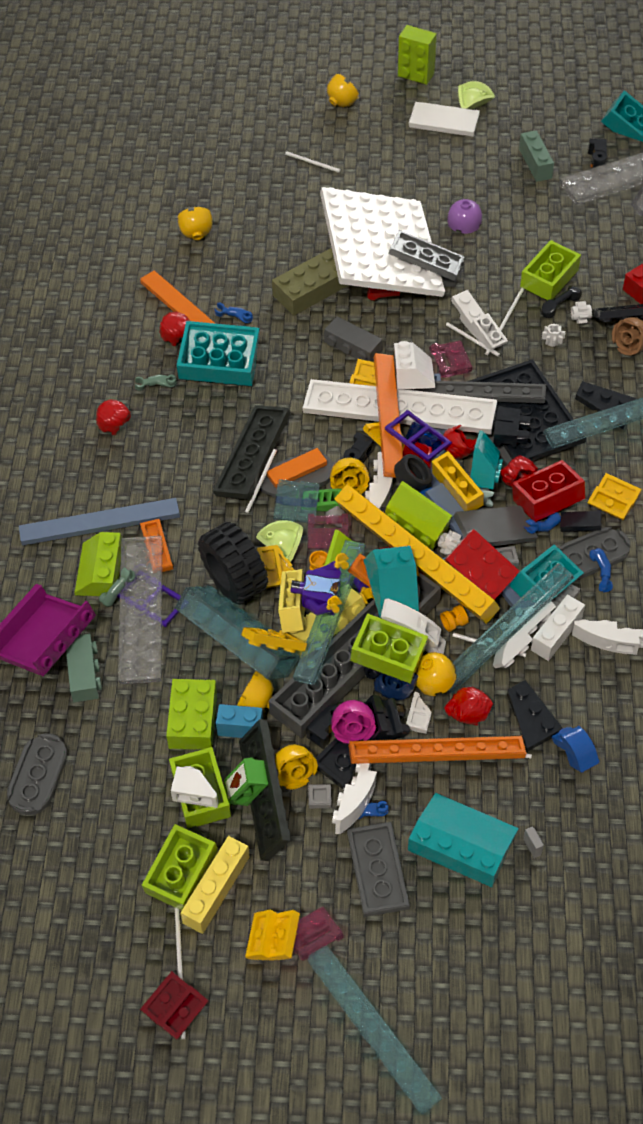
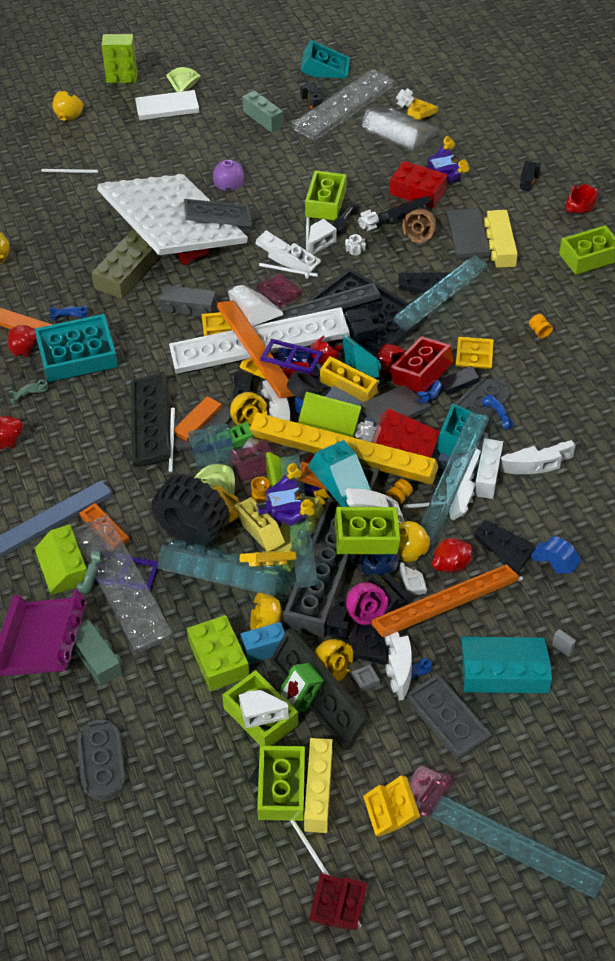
camera: 25 degrees left, 5 degrees down
(522, 314) = (321, 235): none -> white slope

